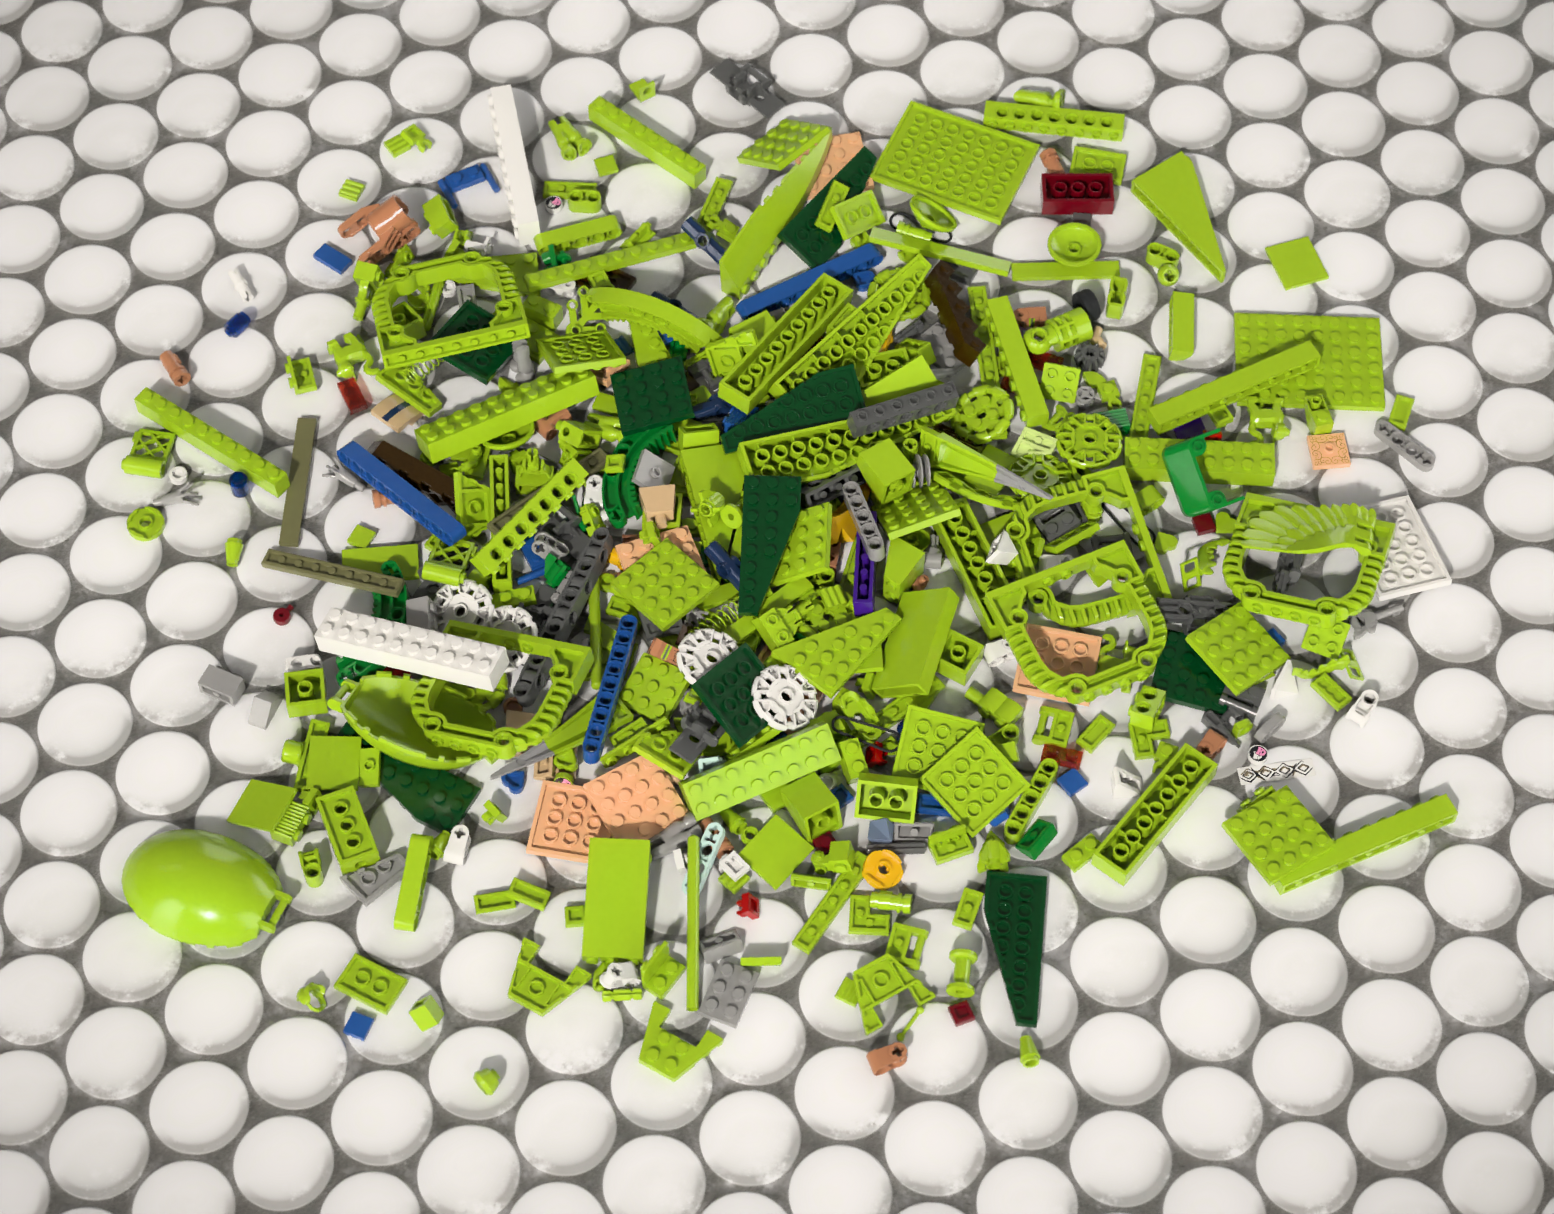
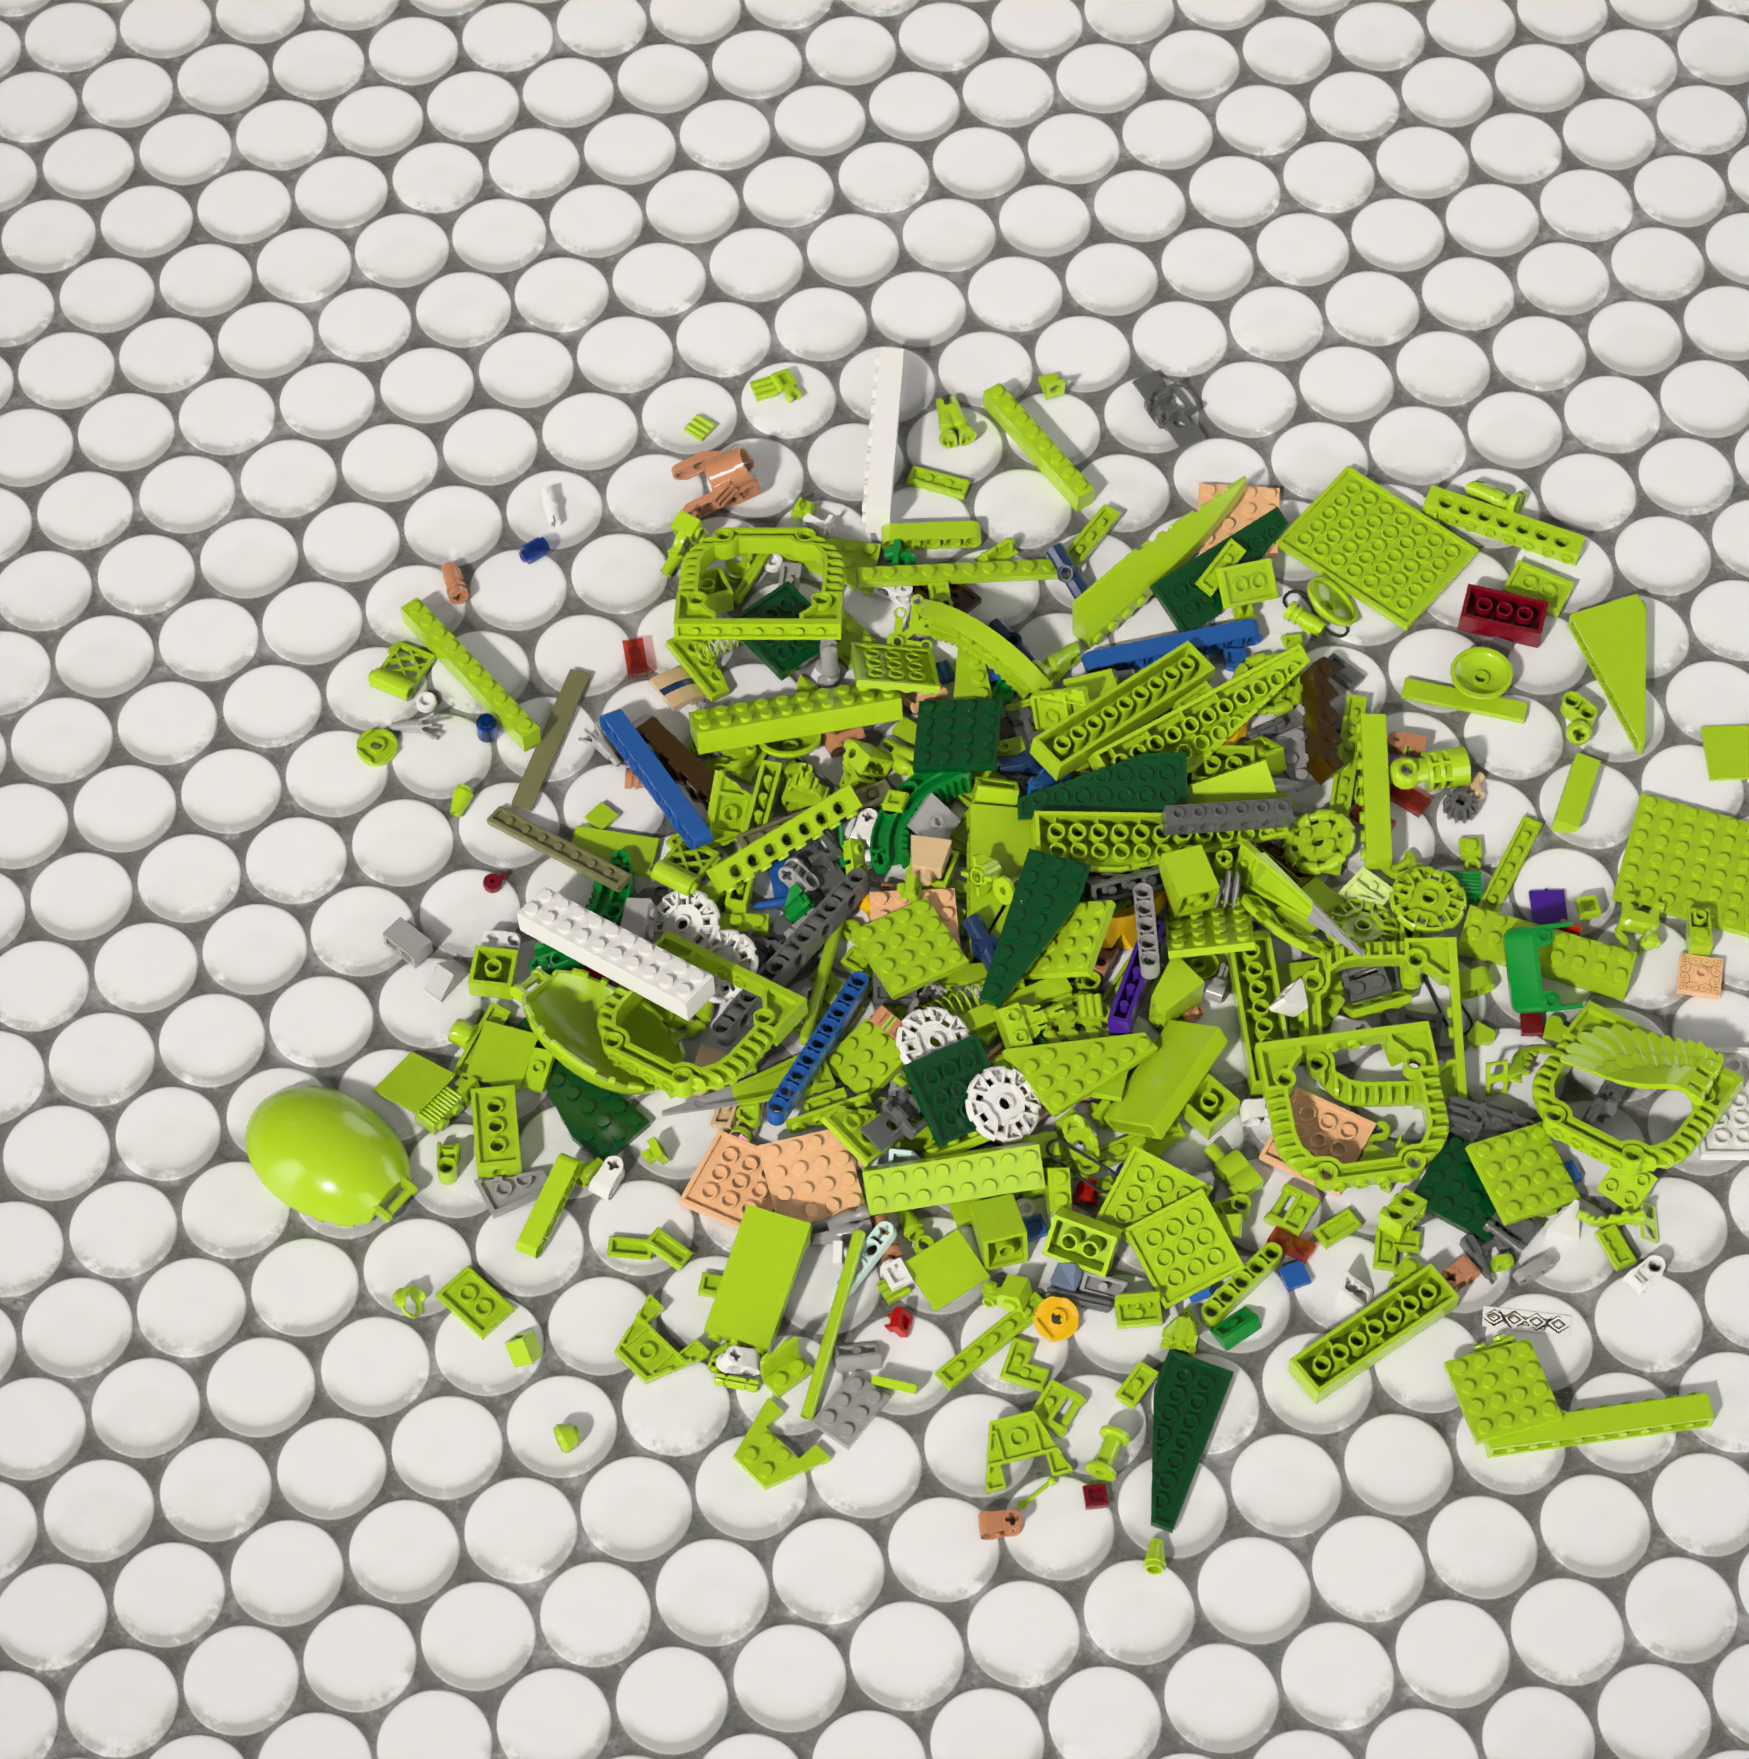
camera: 15 degrees right, 0 degrees up
(302, 375) = (587, 622): lime bracket -> none
(332, 259) = (657, 500): blue tile -> none
(351, 354) = (646, 612): lime animal -> none
(358, 1026) = (449, 1344): blue piece -> none
(402, 258) = (731, 518): lime hinge -> none
(440, 216) = (786, 479): lime brick -> none
(453, 248) = (790, 520): lime tile -> none
(465, 179) = (827, 443): blue plate -> none
(512, 704) = (709, 1039): nougat tile -> none
(514, 781) = (688, 1123): blue tile -> none
(543, 311) = (868, 612): lime brick -> none
(553, 204) = (915, 494): tile -> none
(584, 201) = (950, 498): lime beam -> none
(606, 165) = (986, 463): lime piece -> none
(726, 229) = (1096, 565): lime plate -> none
(783, 144) = (1187, 484): lime plate -> none
(811, 881) = (975, 1311): lime slope -> none
(823, 842) = (1000, 1273): dark red plate -> none
(847, 992) = (978, 1442): lime piece -> none
(888, 901) = (1053, 1355): lime axle -> none
(929, 805) = (1128, 1261): blue tile -> none
(940, 251) = (1328, 646): lime tile -> none
(1051, 161) = (1486, 571): nougat axle -> none
(1060, 382) = (1416, 826): lime bracket -> none
(1081, 395) = (1442, 844): light grey wheel -> none
(1081, 852) = (1278, 1356): lime plate -> none
(1088, 302) = (1475, 745): black tyre -> none
(1092, 378) = (1457, 830): lime tile -> none
(1116, 297) = (1511, 745): lime brick -> none
(1233, 387) = (1612, 877): lime brick -> none
(1257, 755) = (1510, 1297): tile -> none
(1371, 619) = (1686, 1176): light grey piece -> none

